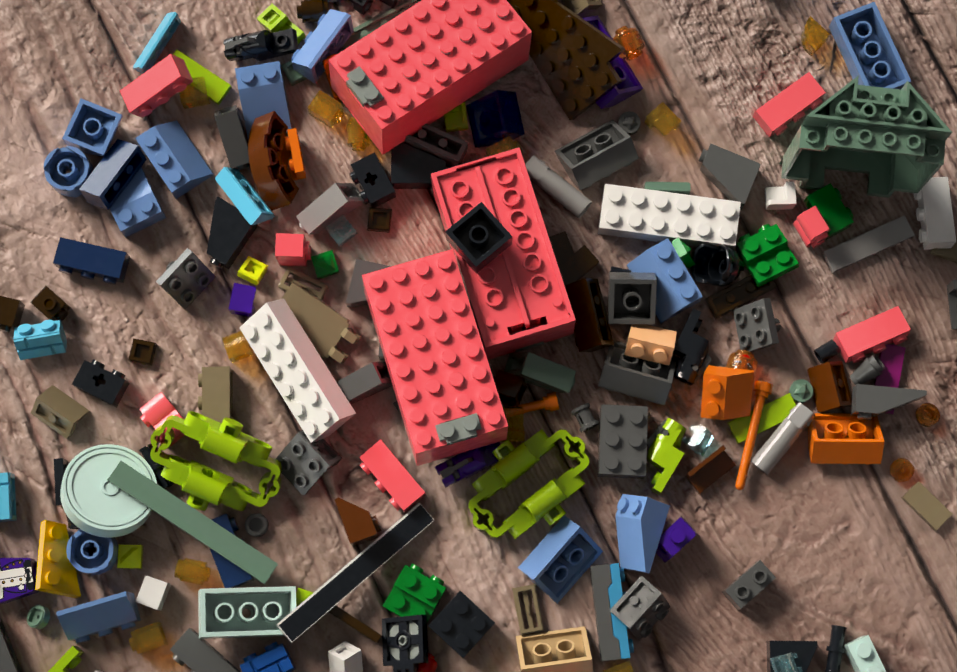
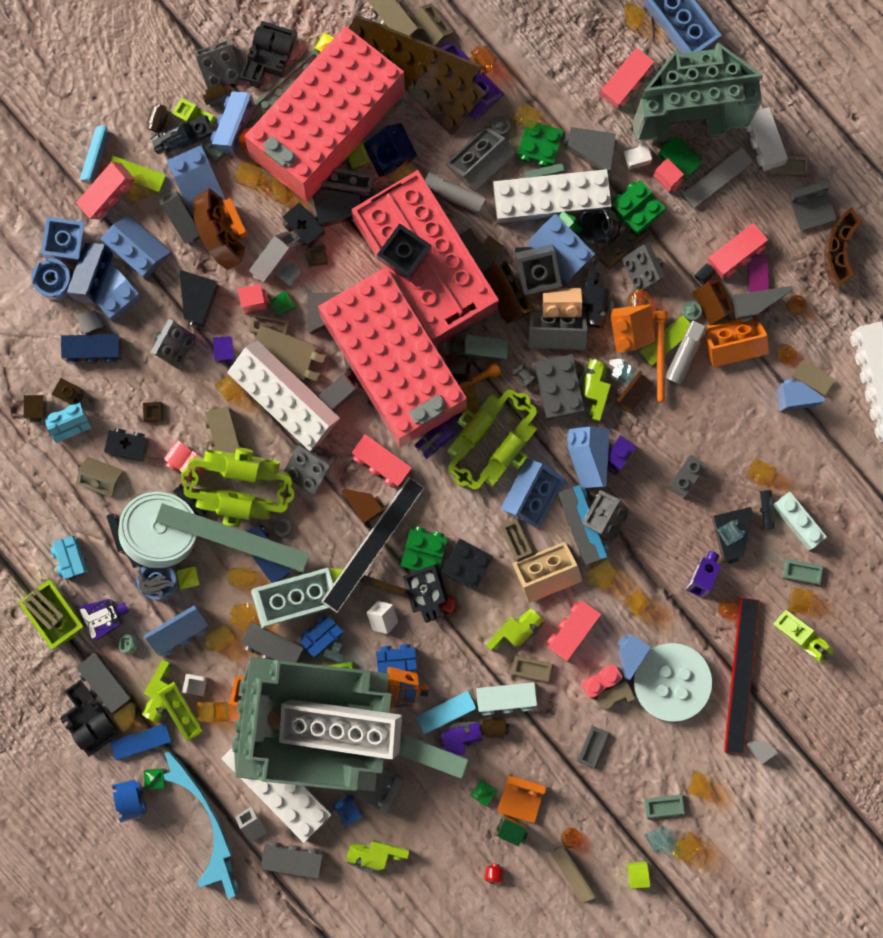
camera: 15 degrees left, 5 degrees up
(54, 570) = (131, 603): yellow wing -> none
(84, 556) = (153, 586): none -> dark grey piece
(98, 231) = (90, 322): none -> light grey brick
(153, 593) = (215, 601): white panel -> none
(181, 618) = (243, 615): none -> clear yellow brick
(239, 19) = (157, 118): none -> dark brown brick
(243, 196) = (201, 264): medium azure slope -> none
(252, 270) = (224, 323): neon yellow tile -> none
(669, 156) = (540, 145): none -> green plate
(839, 602) = (761, 472): none -> clear yellow brick
(868, 370) = (741, 280): dark grey cone -> none
(903, 522) = (797, 395): none -> medium blue slope

